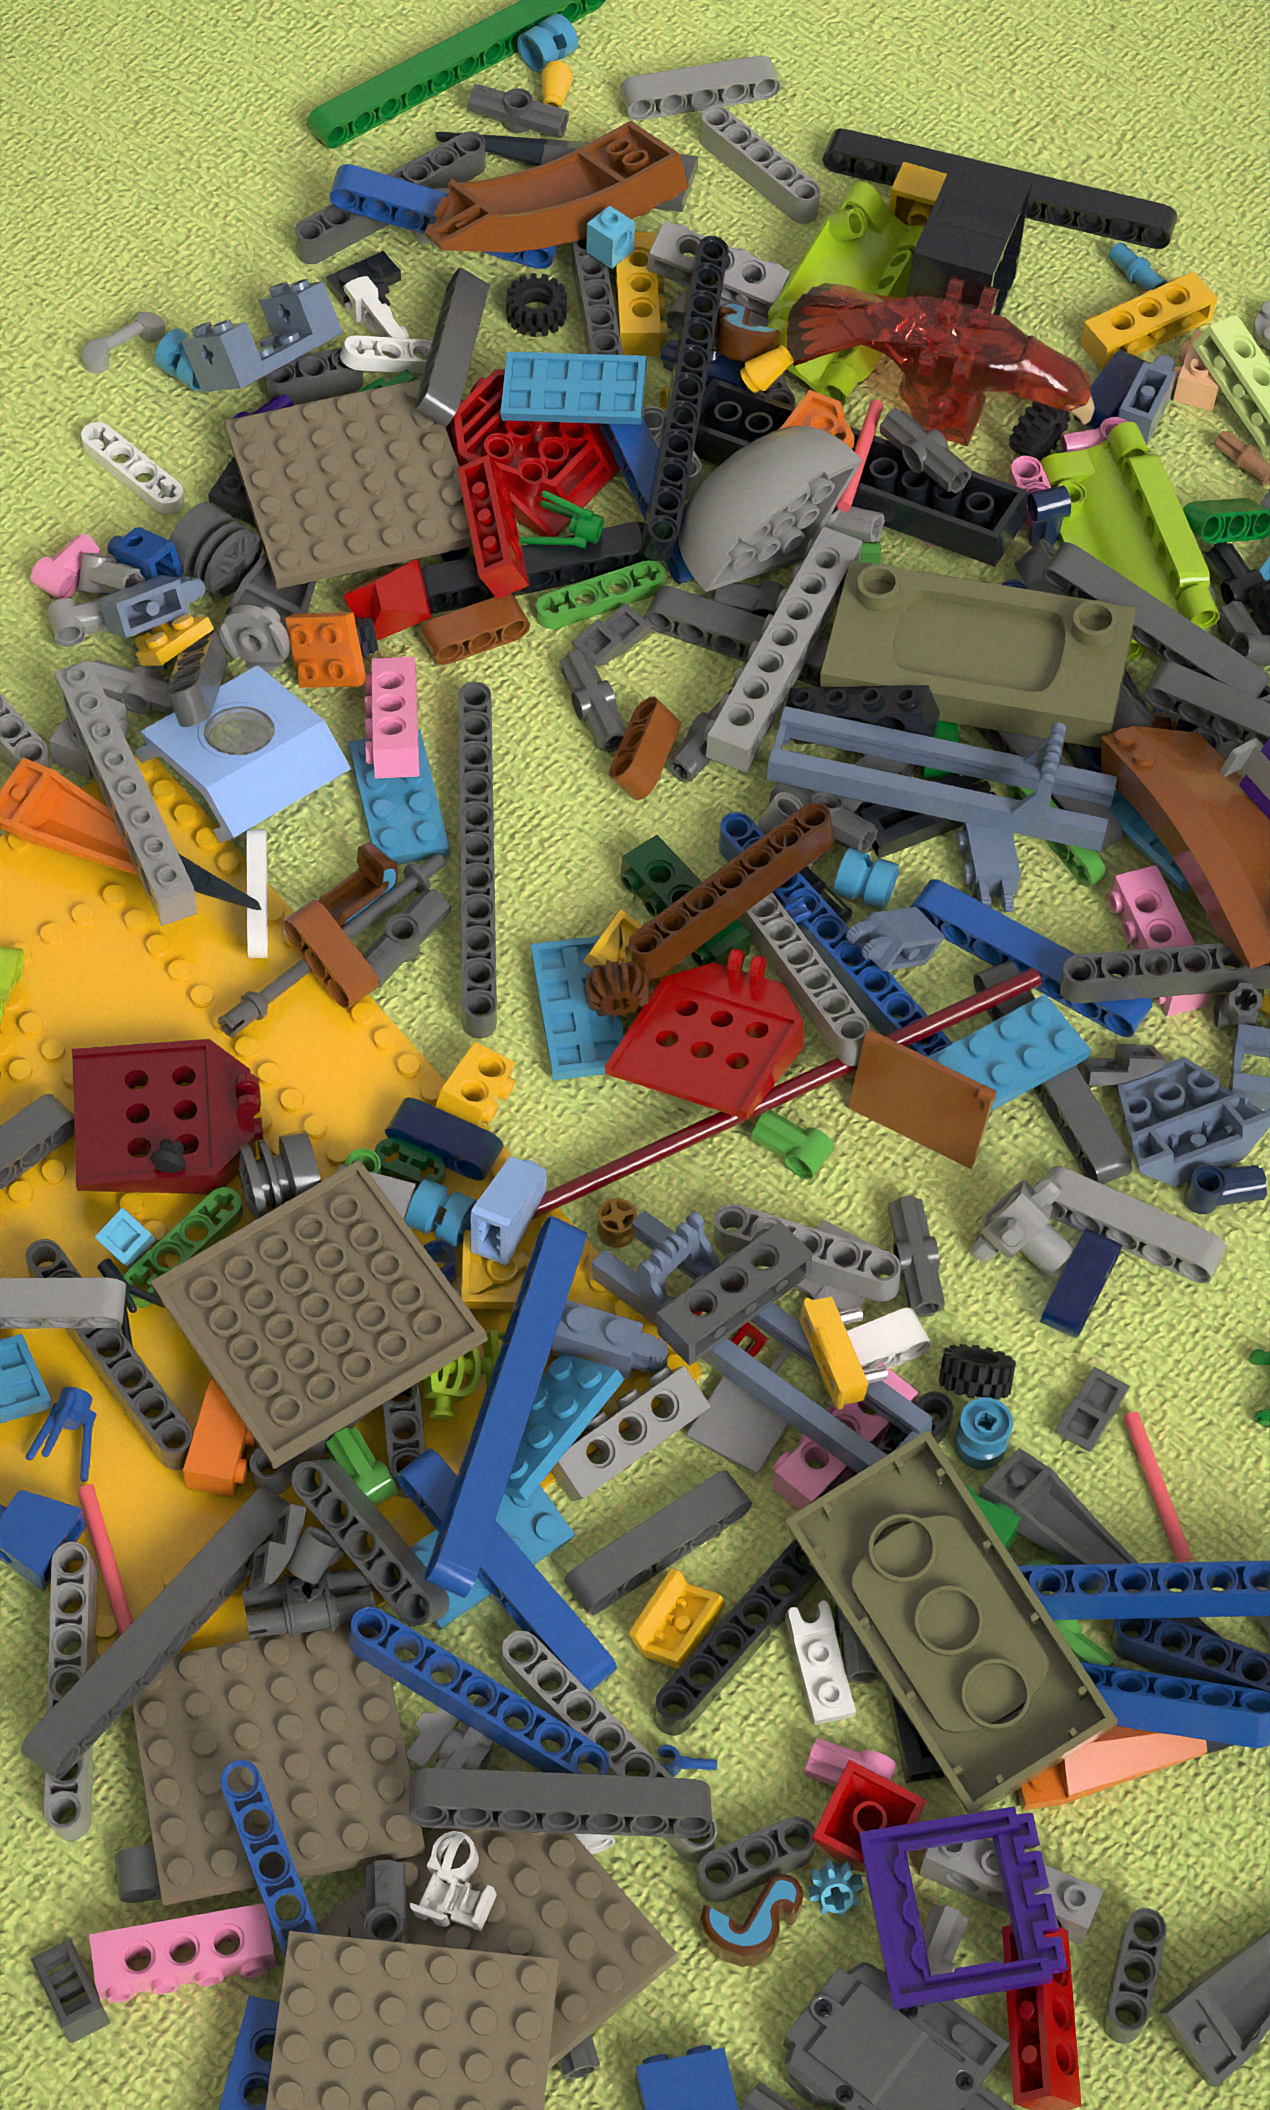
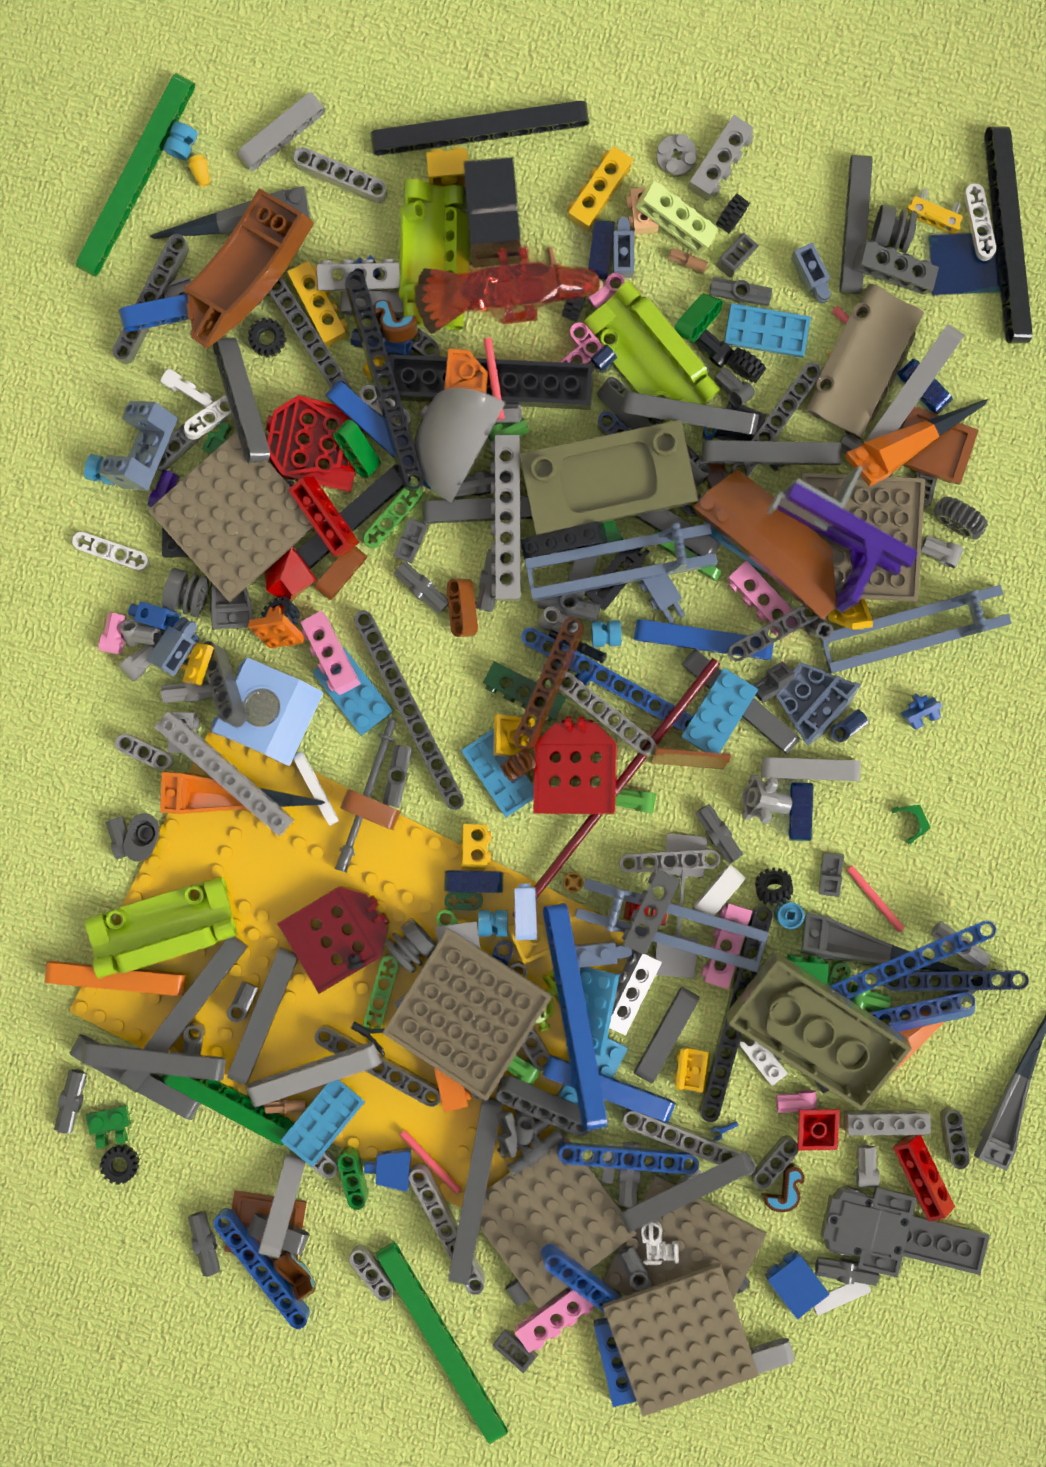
camera: 20 degrees left, 30 degrees up
(68, 1413) = (375, 1101): blue plant -> none
(96, 352) = (67, 452): light grey bar -> none
(125, 1238) = (355, 1008): medium azure brick -> none
(272, 642) = (237, 636): light grey plate -> none
(363, 887) = (362, 761): reddish brown animal -> none
(378, 268) = (166, 358): black plate -> none
(518, 110) = (176, 200): dark grey piece -> none
(573, 388) = (323, 408): dark azure plate -> none
(584, 523) = (368, 486): green plant -> none
(595, 470) = (357, 449): none -> green beam
(610, 237) = (289, 283): medium azure brick -> none
(766, 368) = (416, 345): yellow cone -> none
(834, 1351) = (711, 922): yellow piece -> none
(837, 1899) = (814, 1160): medium azure gear -> none
(896, 938) = (638, 666): sand blue hinge -> none
(899, 1919) = (850, 1170): dark purple hinge -> none
(925, 450) = (528, 364): dark grey piece -> none
(1135, 267) = (579, 152): dark azure pin -> none

